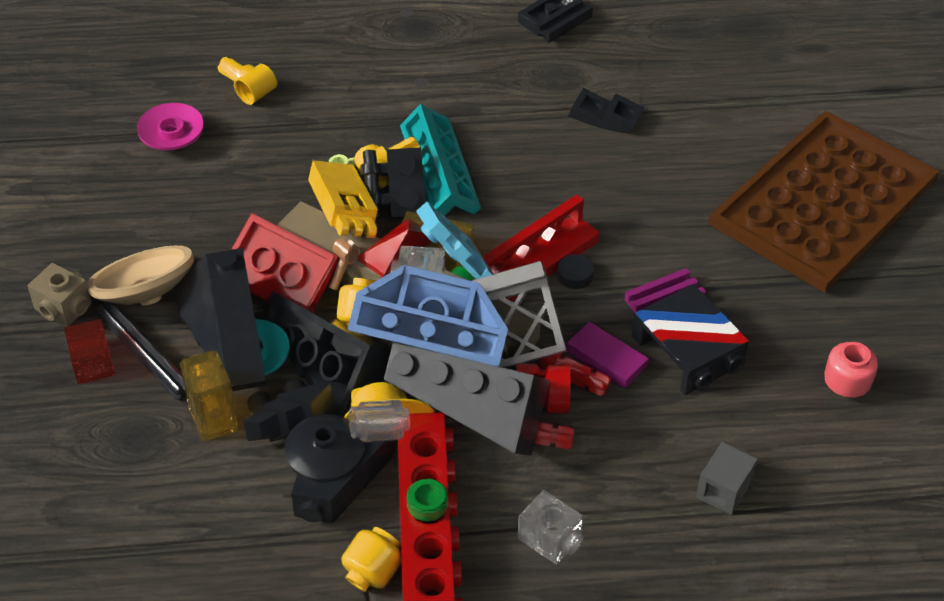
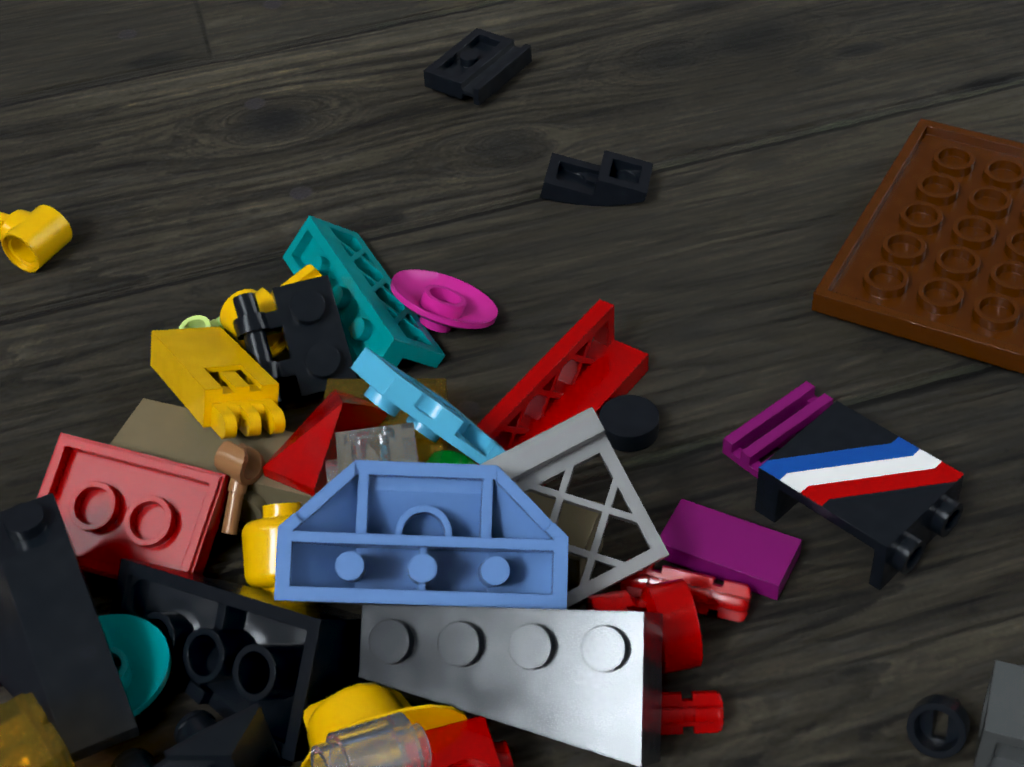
camera: 10 degrees left, 5 degrees down
(488, 174) = (443, 300): none -> dark pink dish
(678, 466) = (923, 721): none -> black hinge

